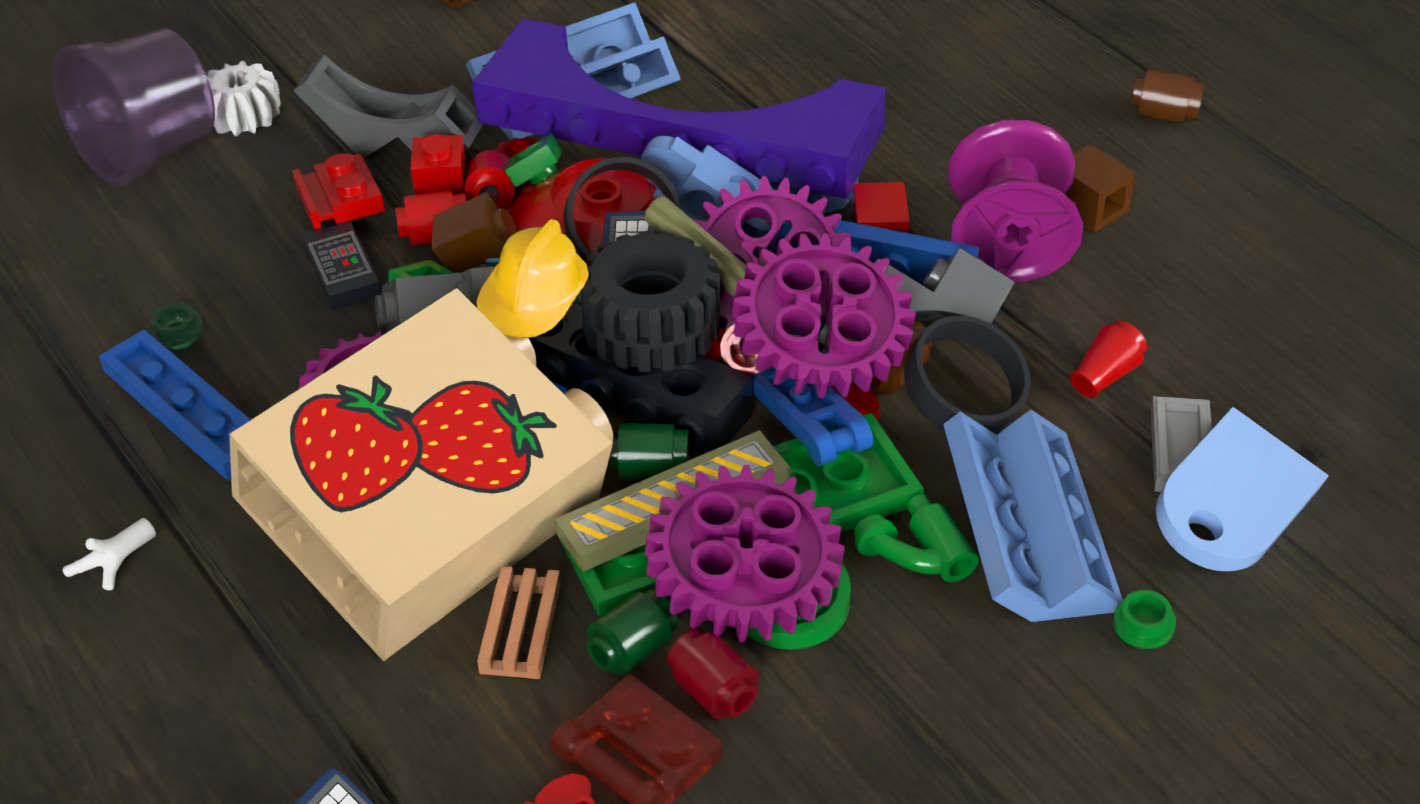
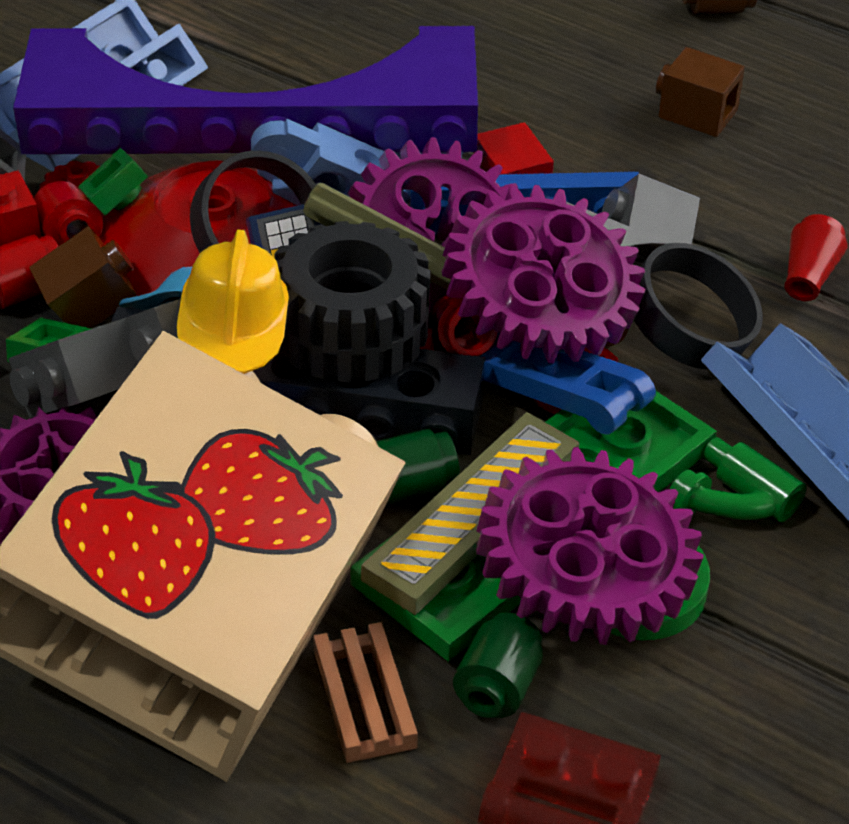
camera: 25 degrees left, 0 degrees up
(713, 673) = (614, 685): dark red brick -> none
(1015, 199) = (643, 106): magenta piece -> none

